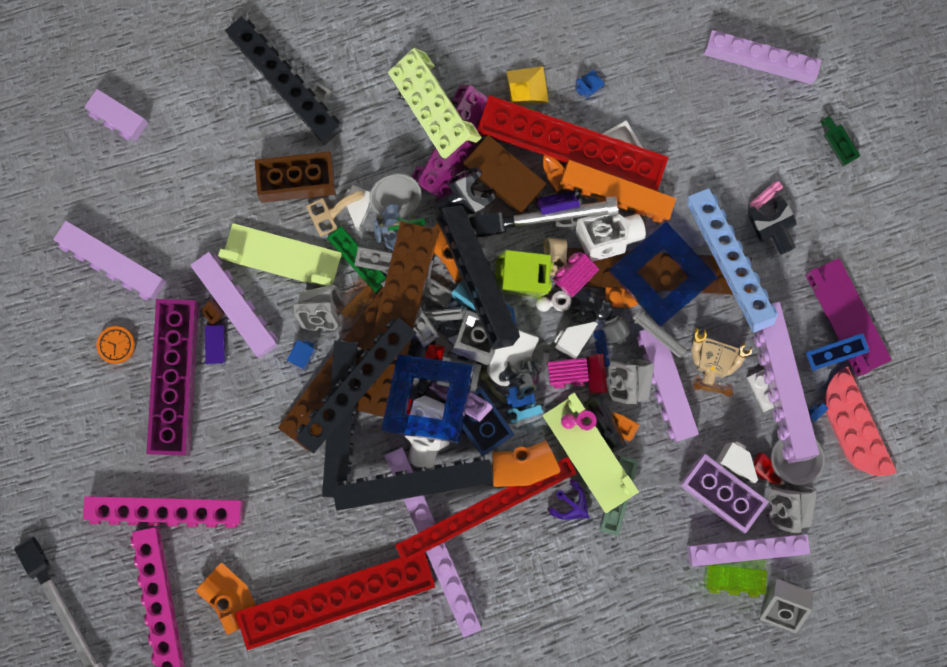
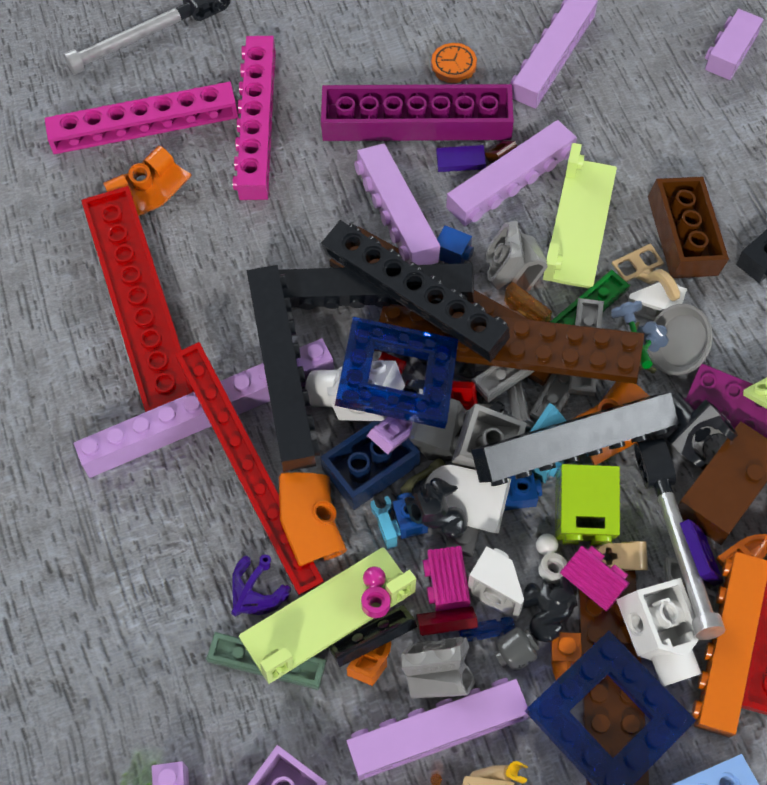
camera: 90 degrees right, 20 degrees down
(264, 397) = (397, 206): none -> lavender brick
(659, 333) = (514, 706): light grey axle -> none

